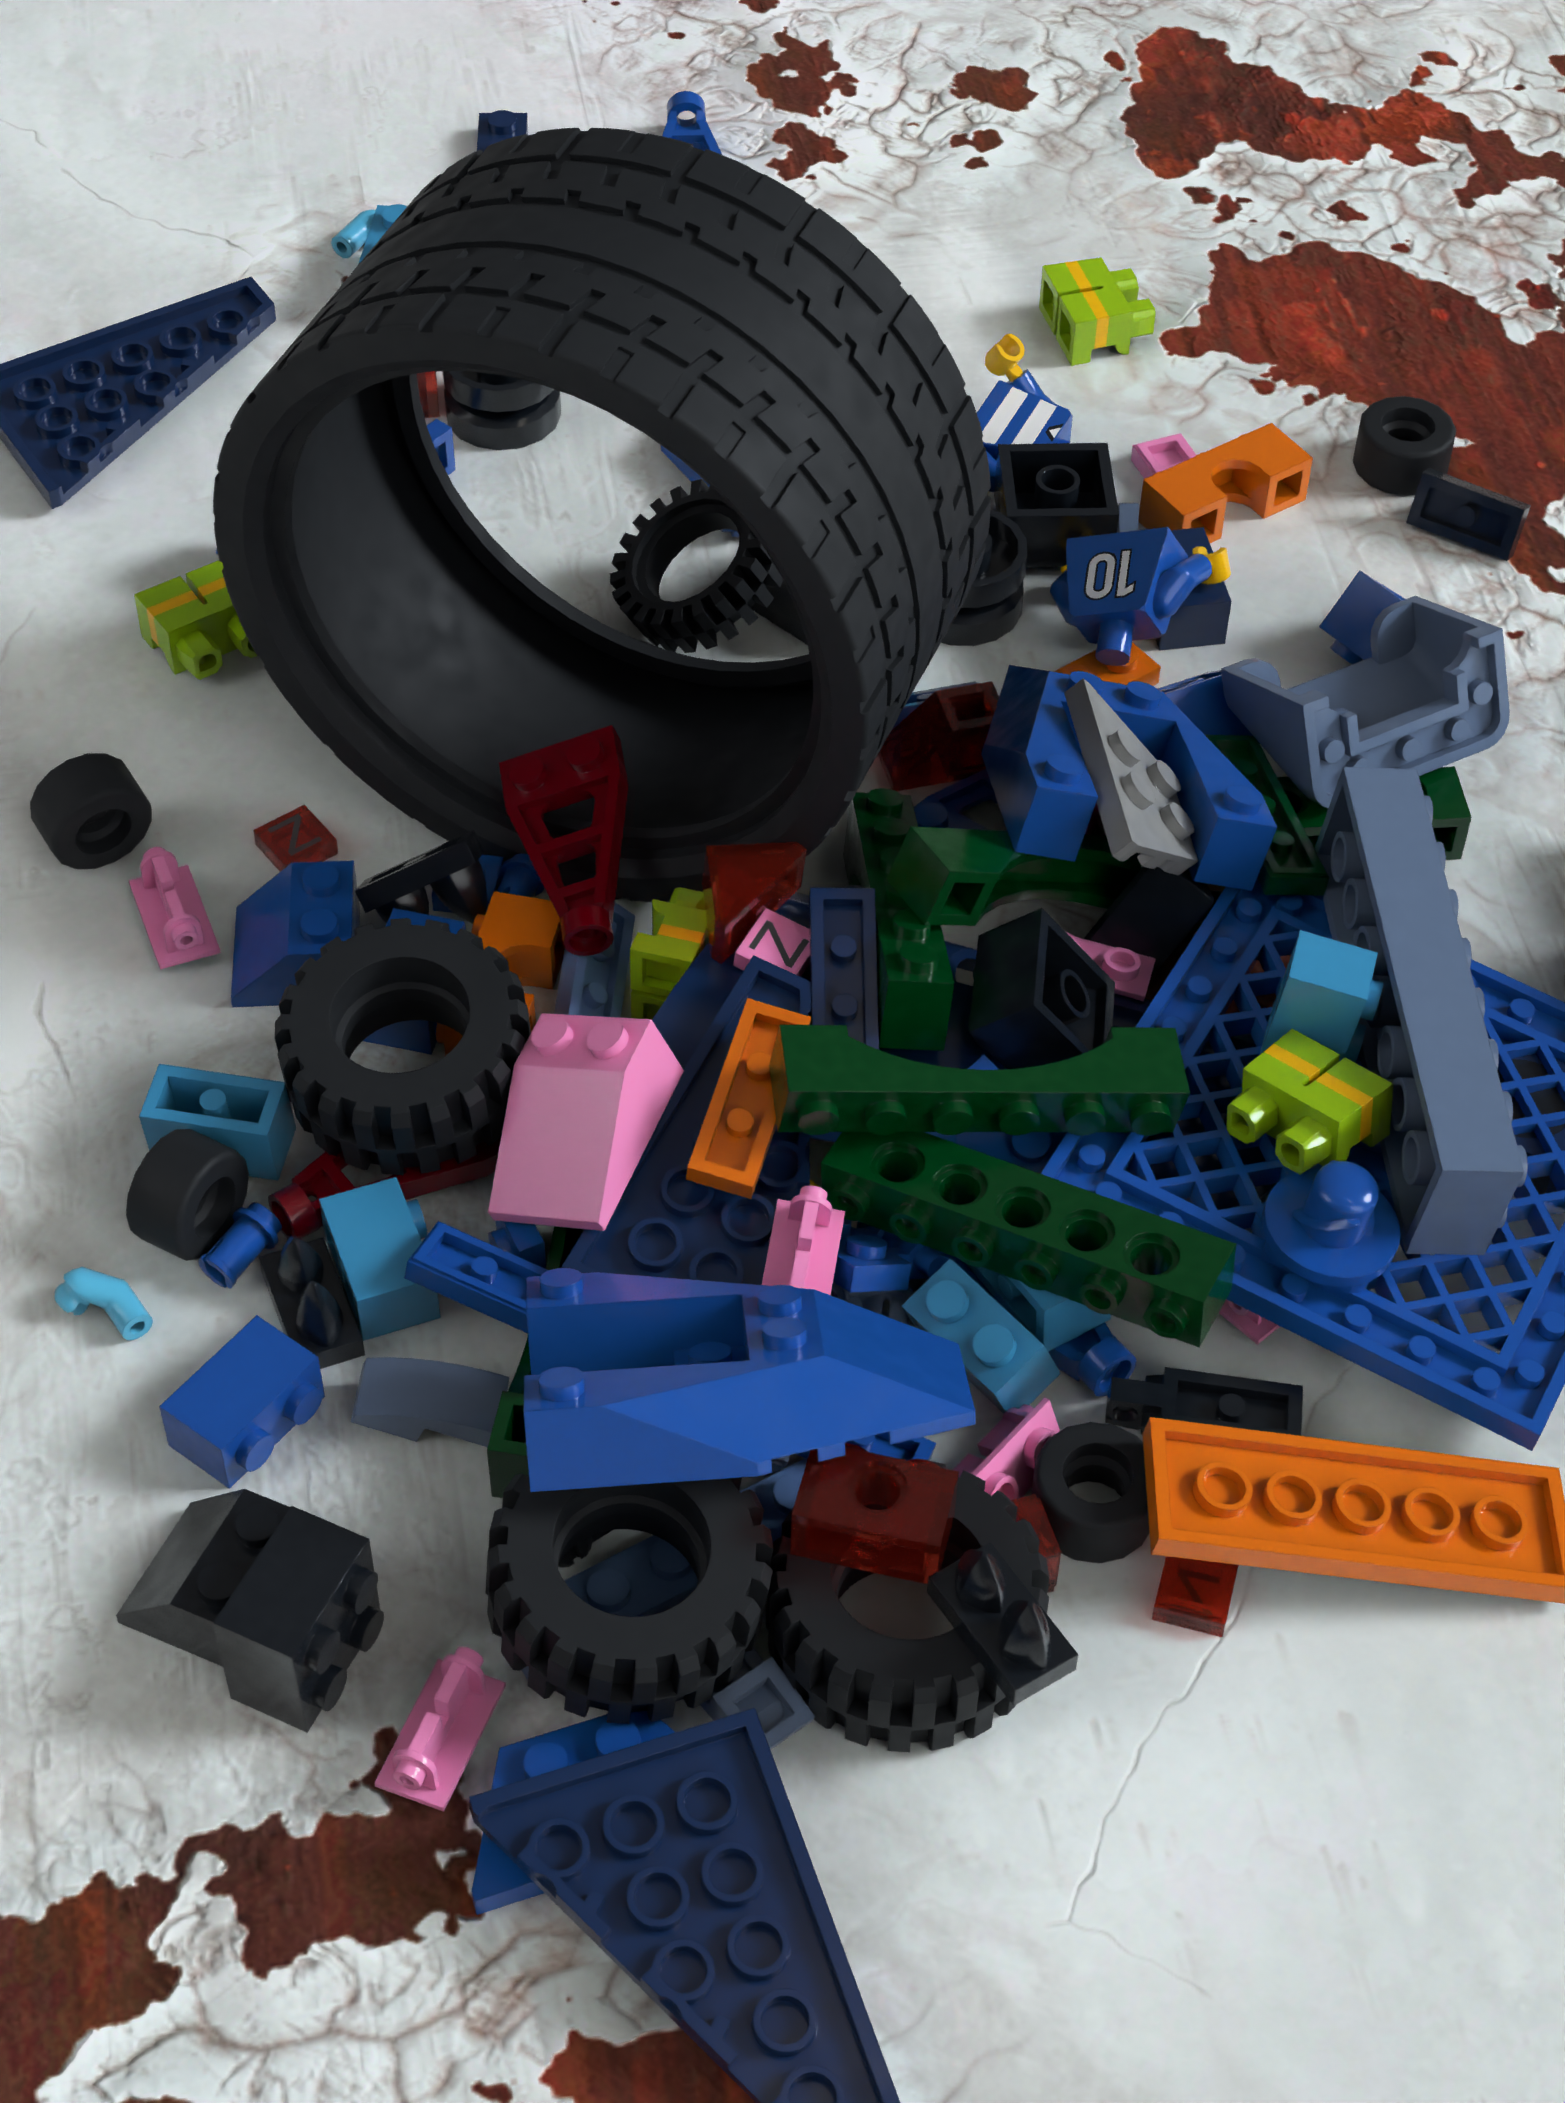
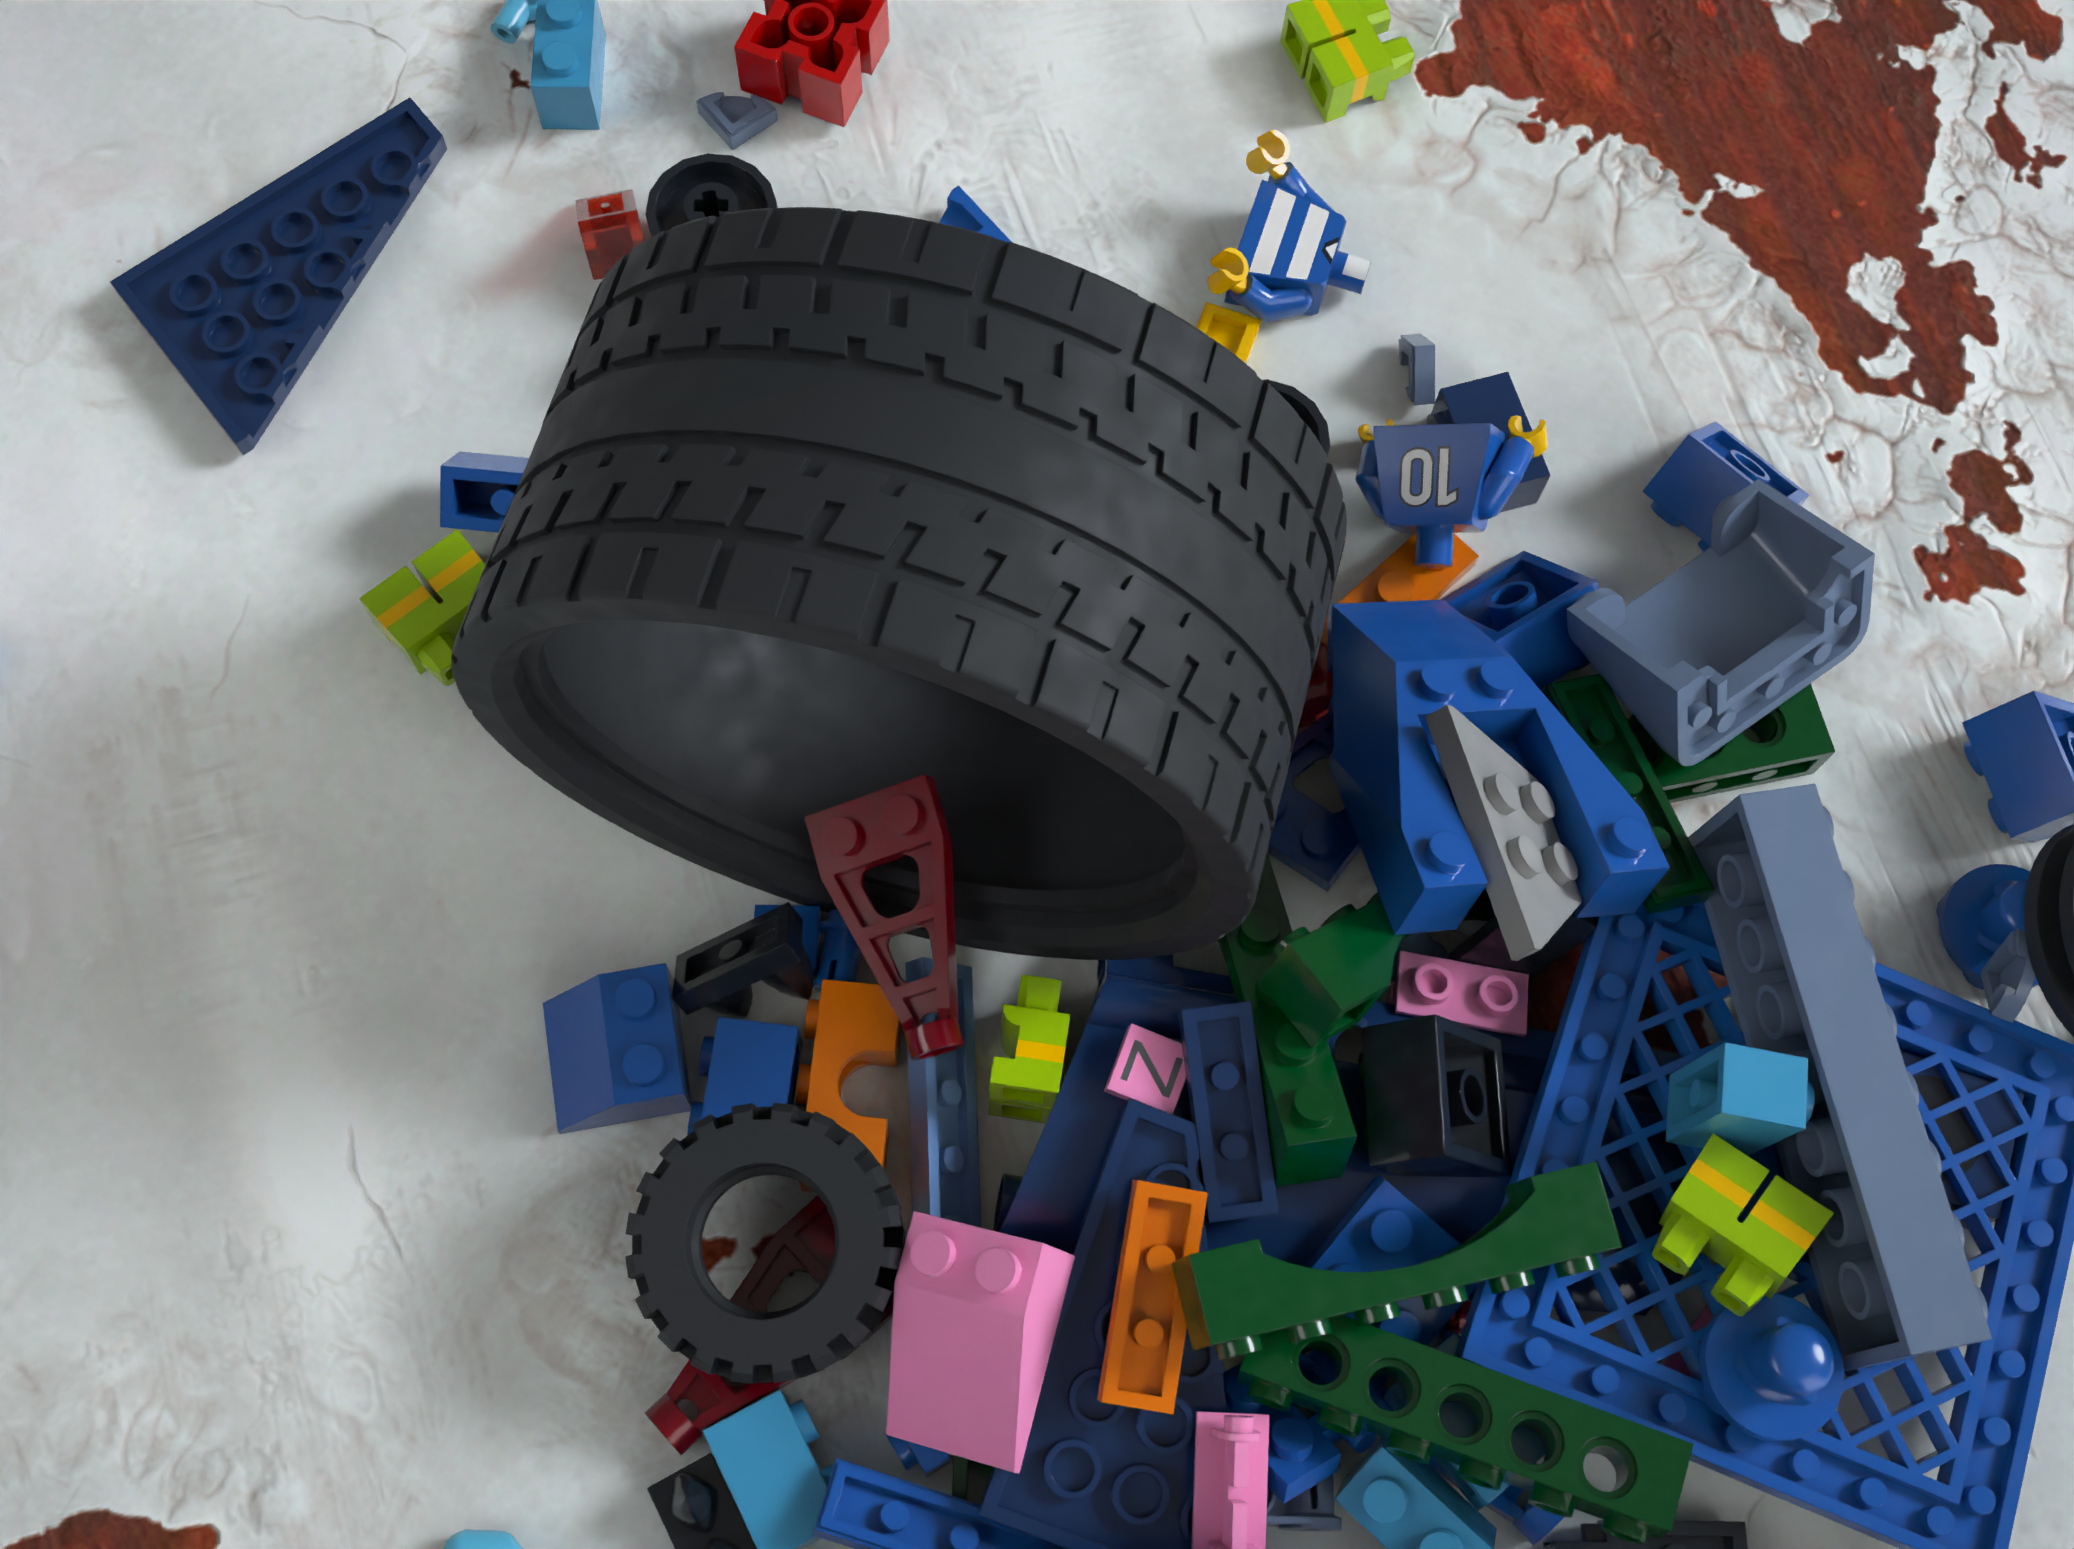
camera: 10 degrees left, 20 degrees up
(90, 811) = (363, 913): black tyre -> none
(172, 910) = (476, 1024): bright pink hinge -> none
(186, 1193) = (559, 1437): black tyre -> none
(229, 1108) = (573, 1330): dark azure brick -> none
(241, 1244) = (624, 1473): blue pin -> none
(295, 838) = (592, 904): clear red tile -> none
(744, 882) = (1103, 1008): clear red slope -> none
(1056, 495) = (1347, 346): black brick -> none
(1160, 454) = (1447, 257): bright pink tile -> none
(1254, 470) = (1547, 267): orange arch -> none
(1401, 441) = (1710, 188): black tyre -> none
(1468, 514) = (1777, 307): black tile -> none

